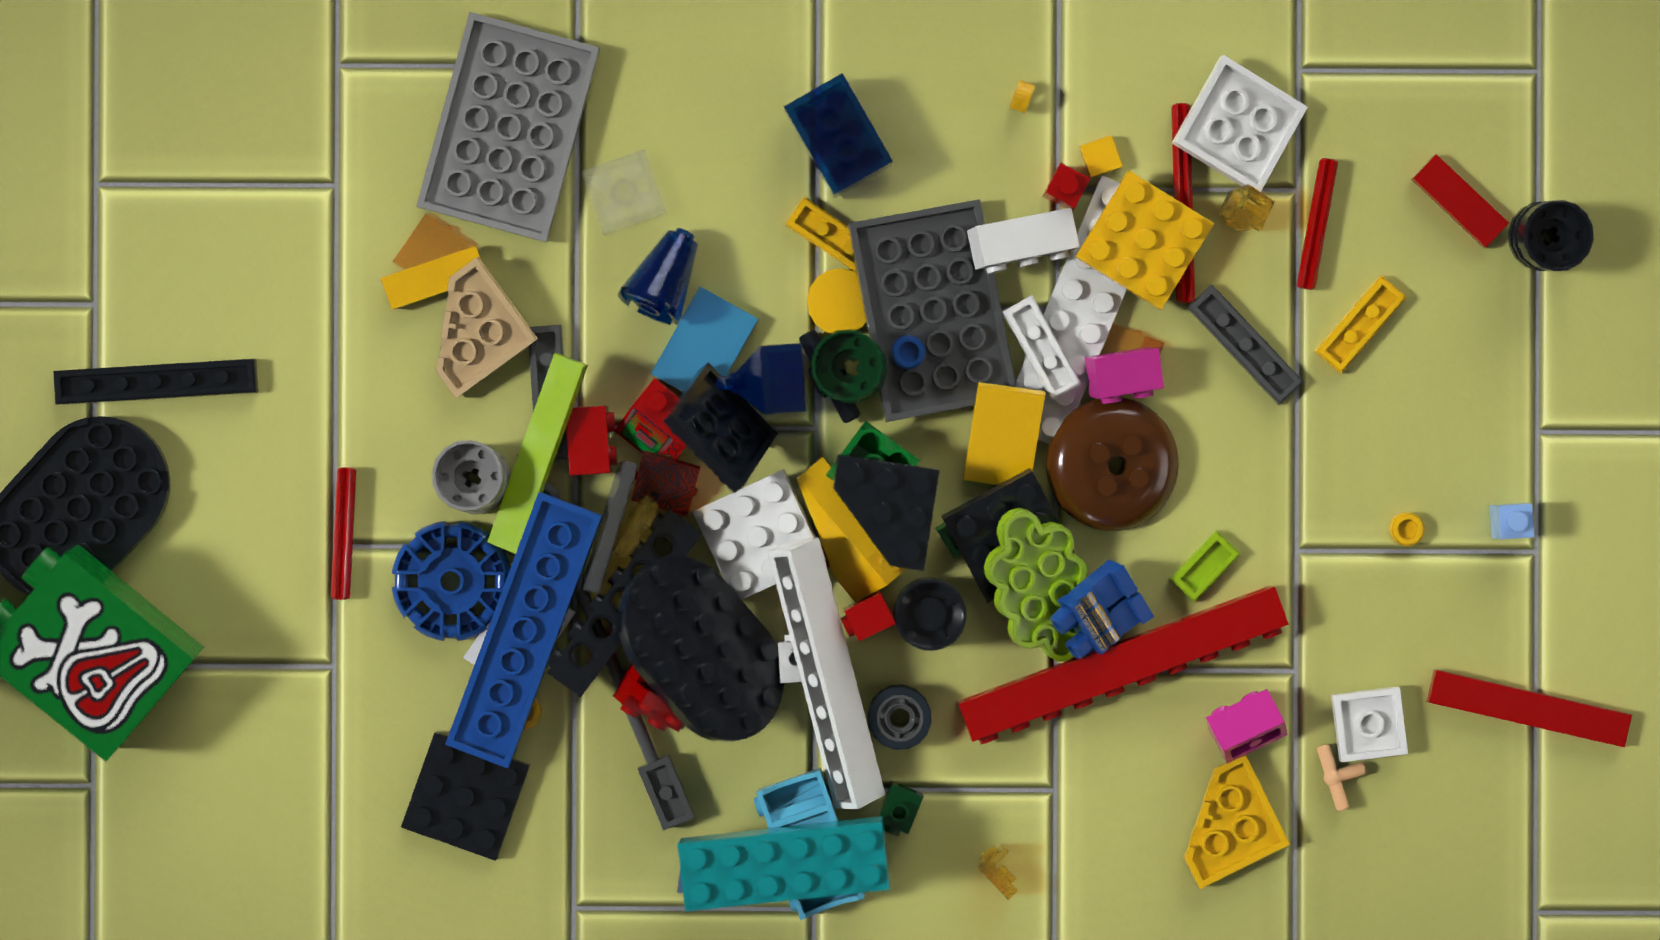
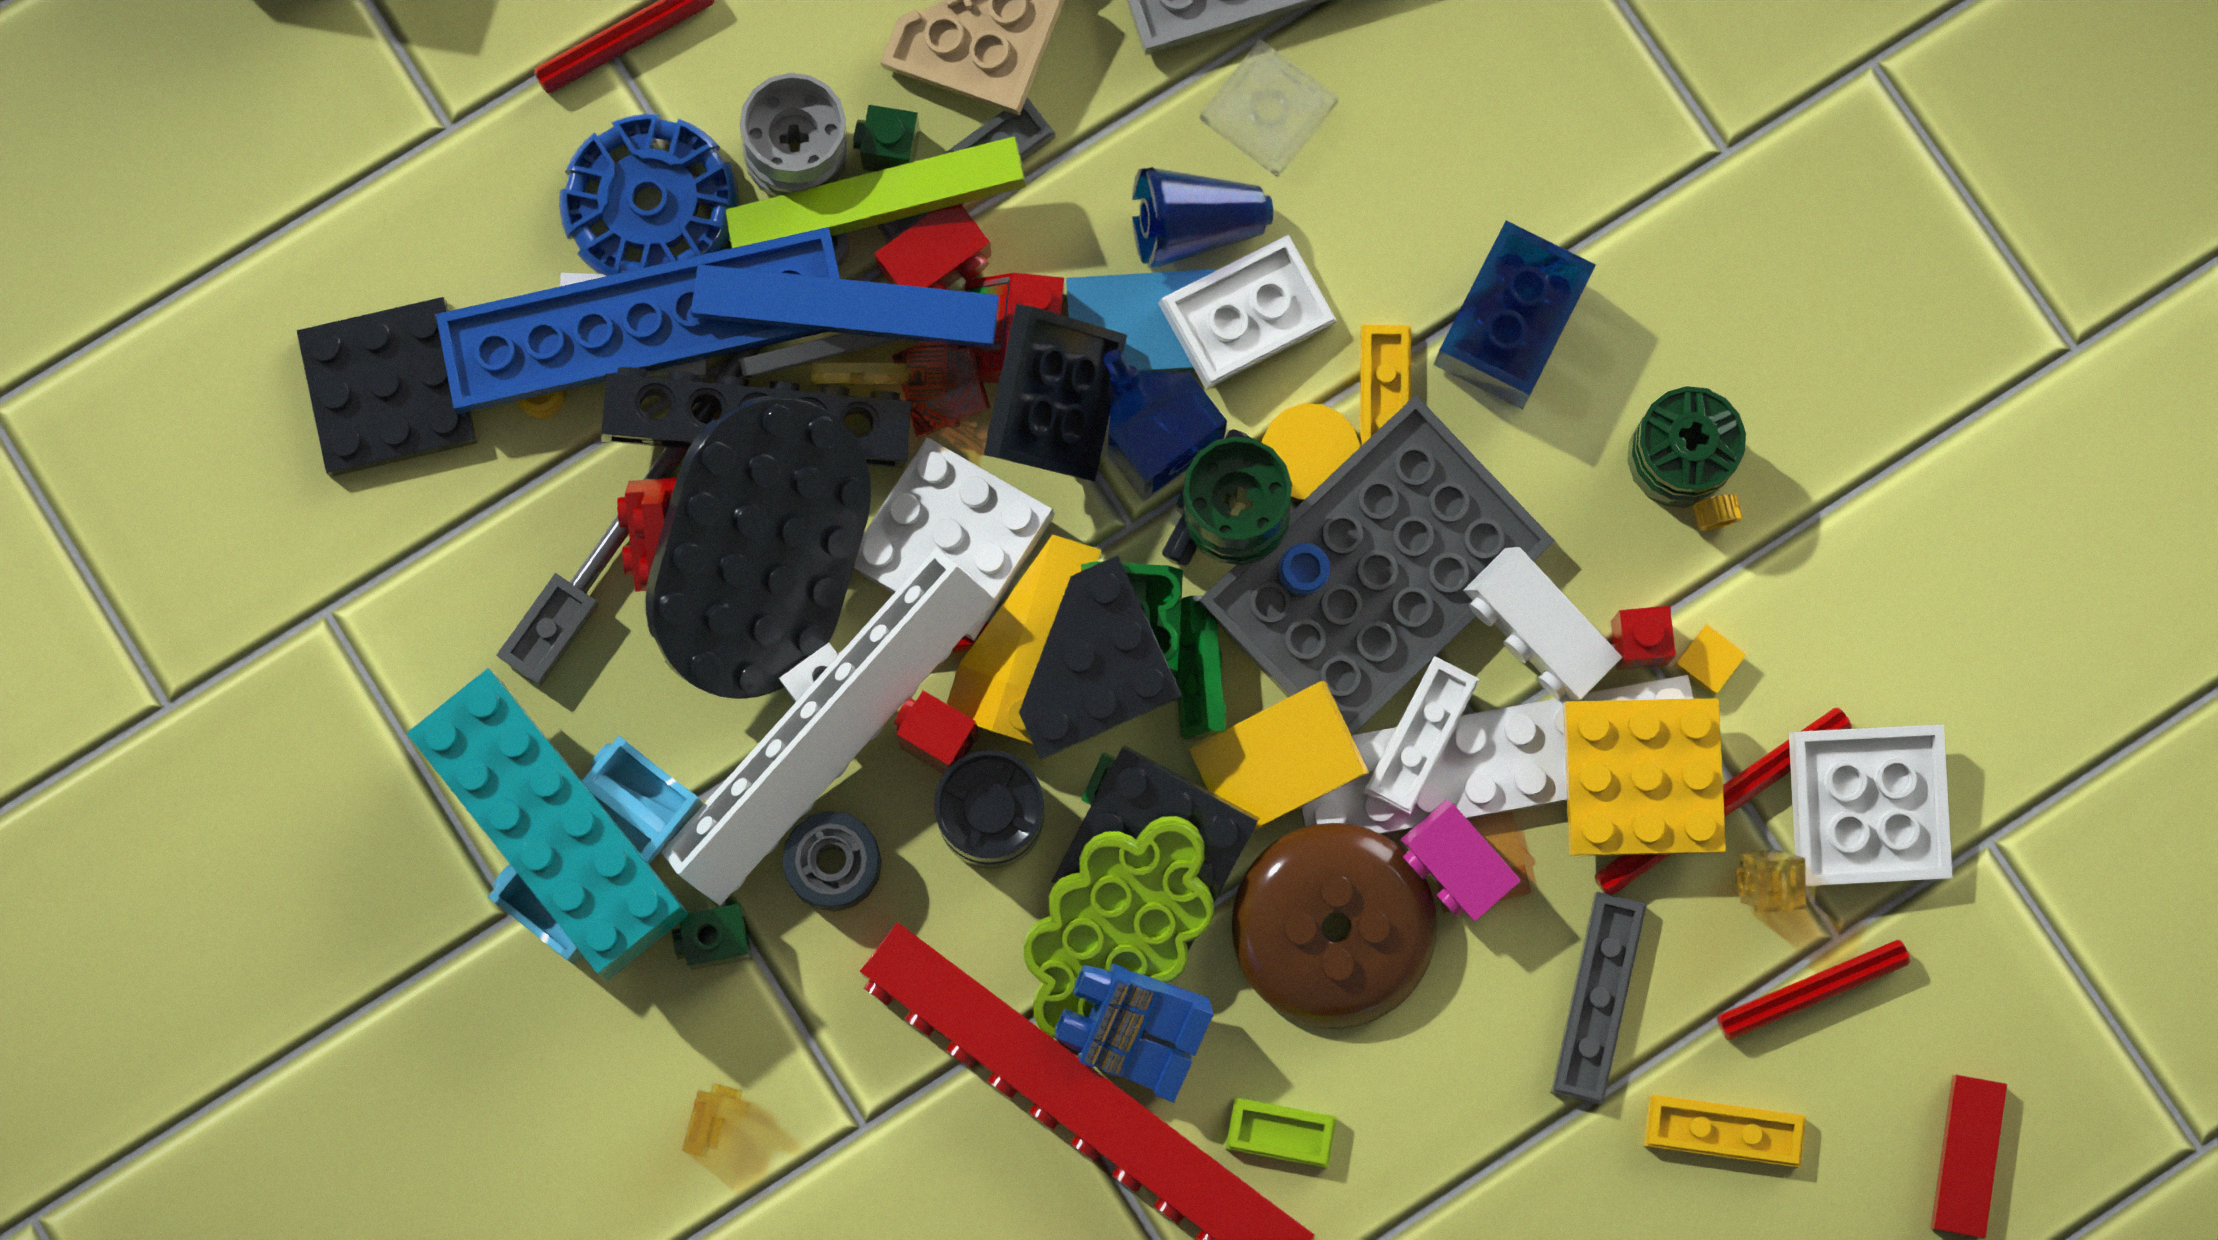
camera: 55 degrees right, 10 degrees down
(505, 424) = (886, 137): none -> dark green brick
(593, 513) = (845, 306): none -> blue tile
(737, 284) = (1247, 312): none -> white tile
(925, 446) = (1199, 673): none -> green hinge
(976, 110) = (1659, 451): none -> dark green wheel

